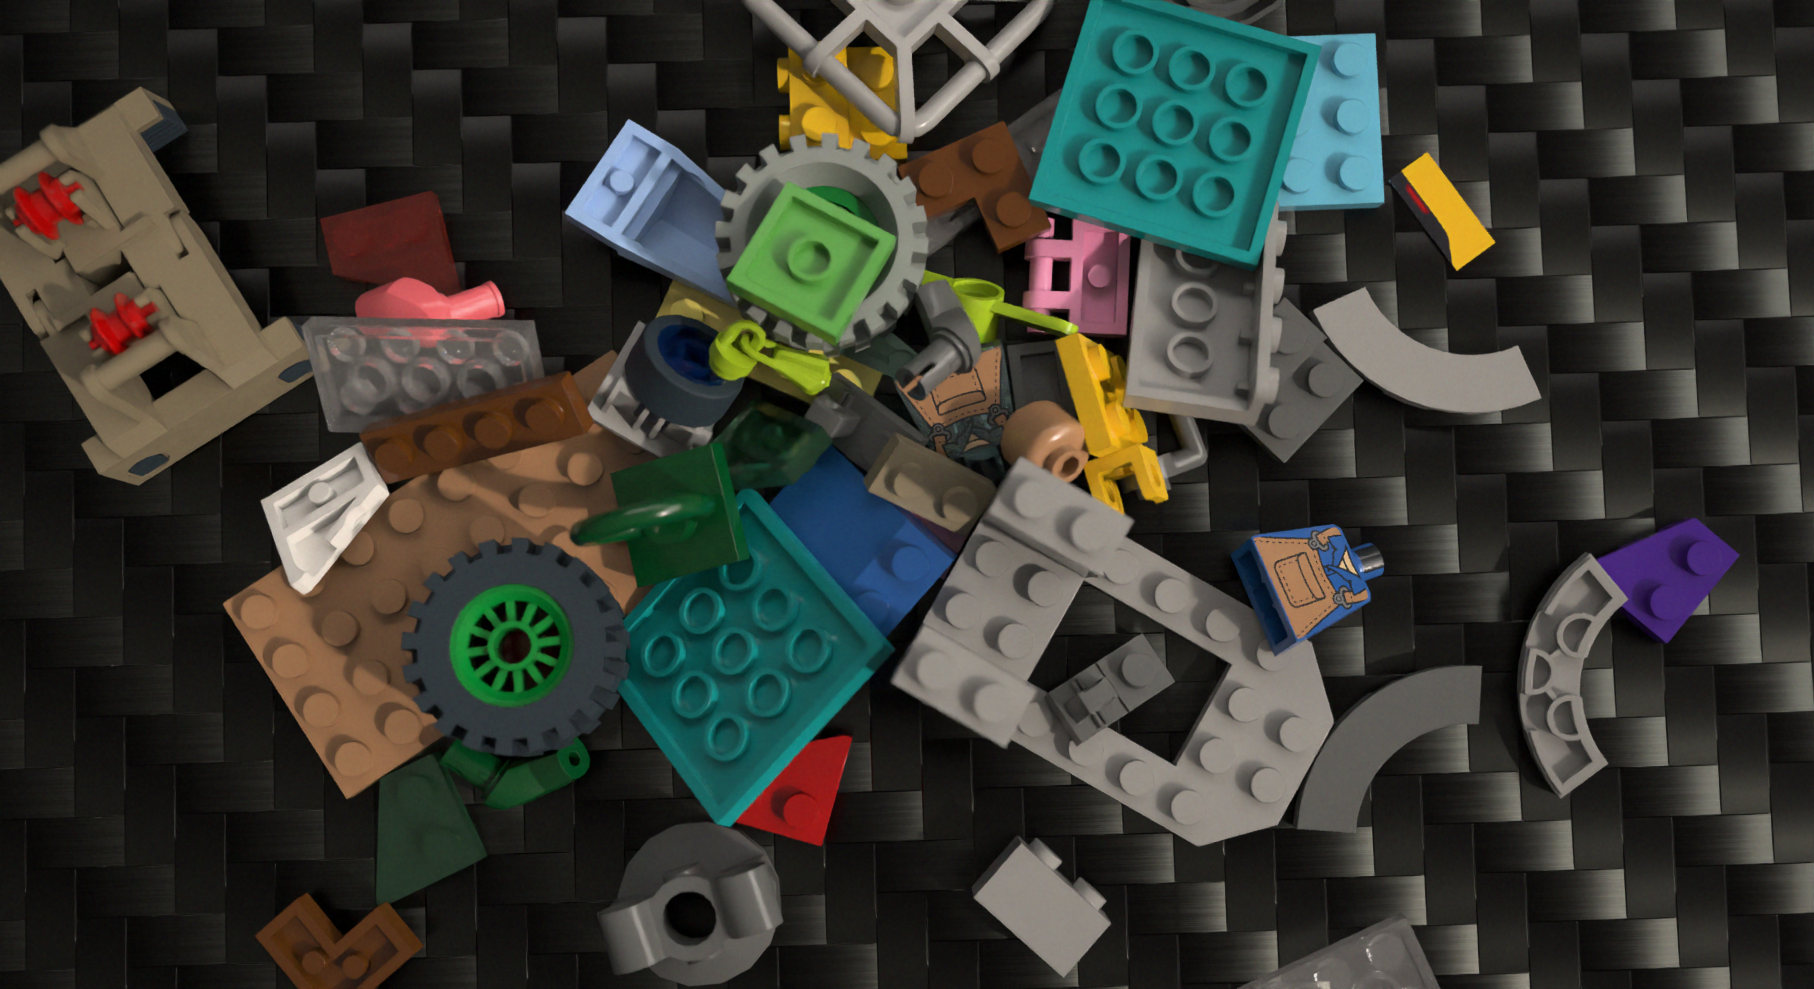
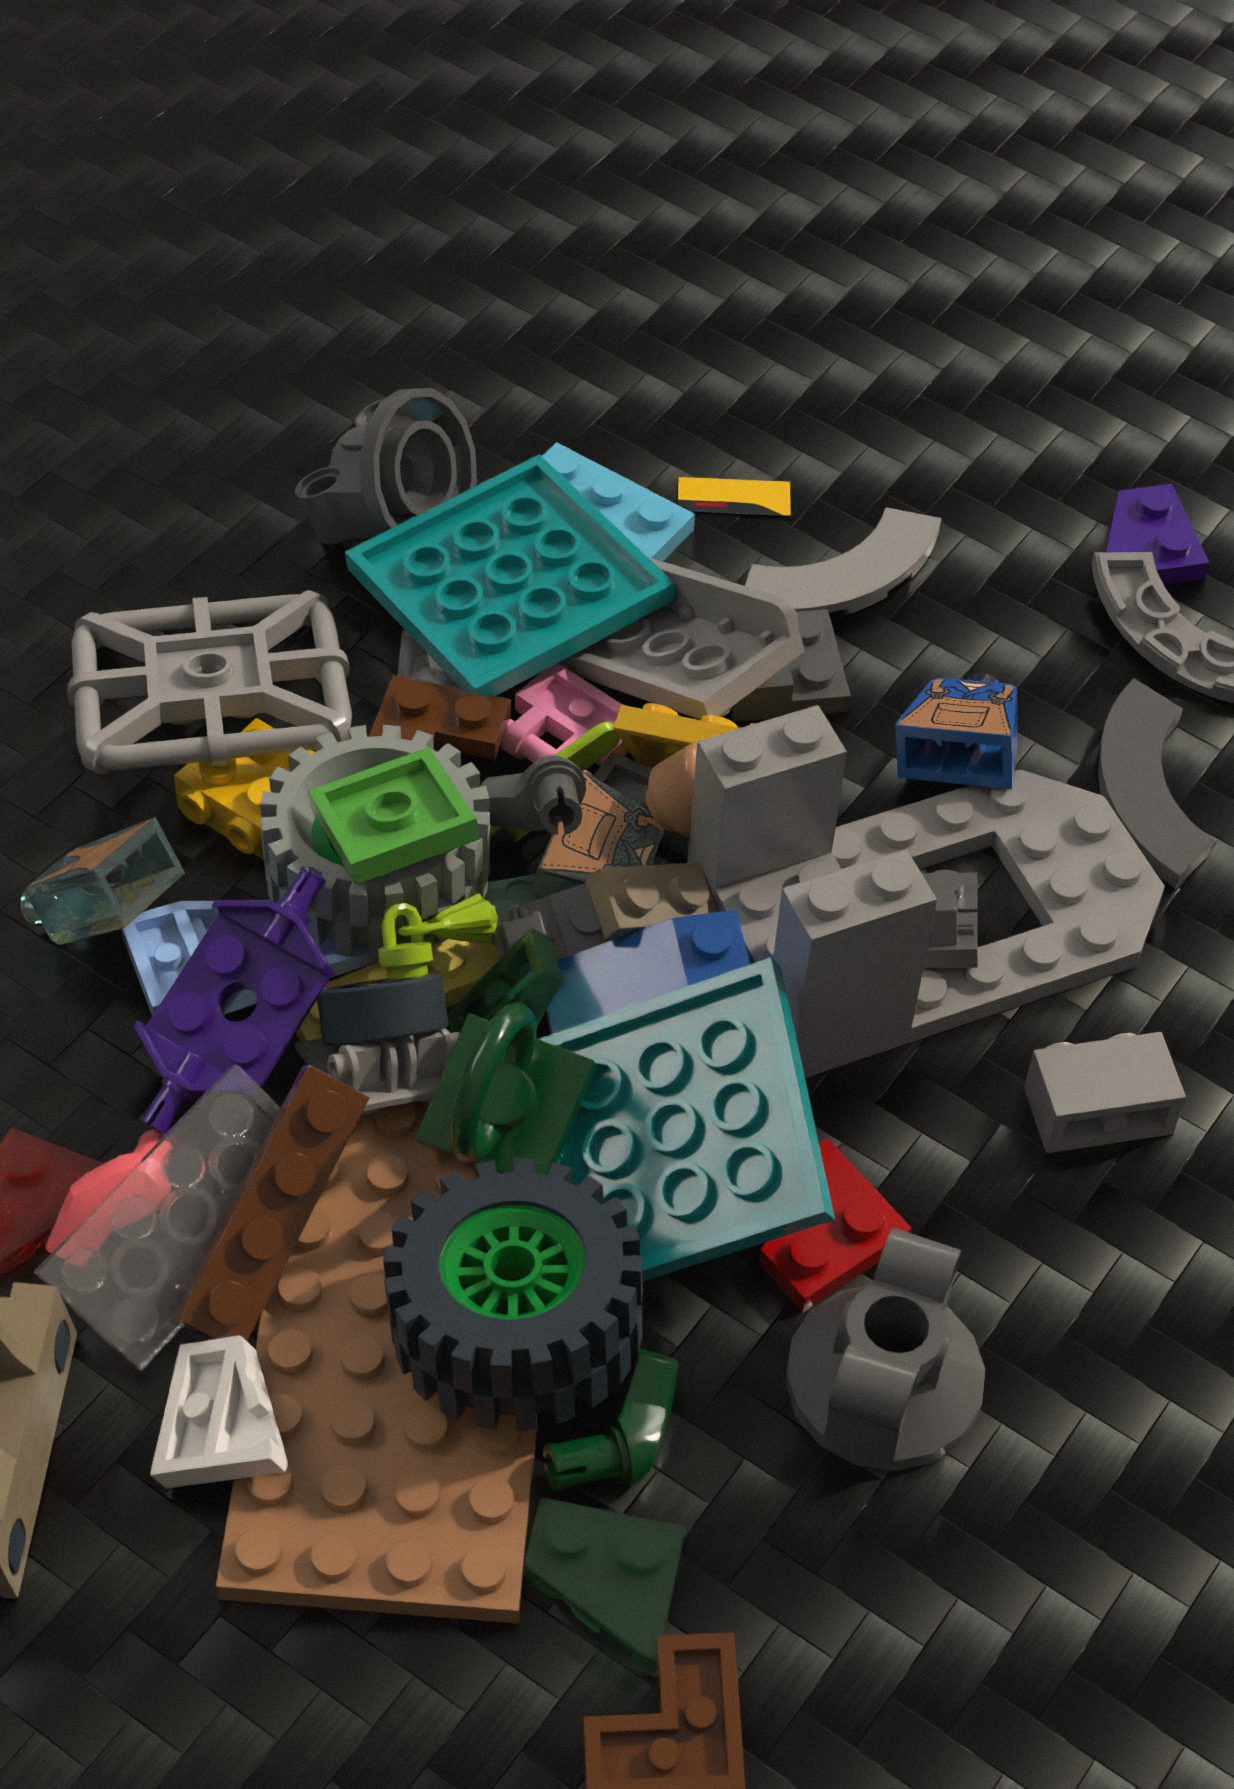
camera: 55 degrees left, 35 degrees down
(563, 261) = (245, 948): none -> dark purple plate
(646, 84) = (76, 898): none -> clear light blue torso

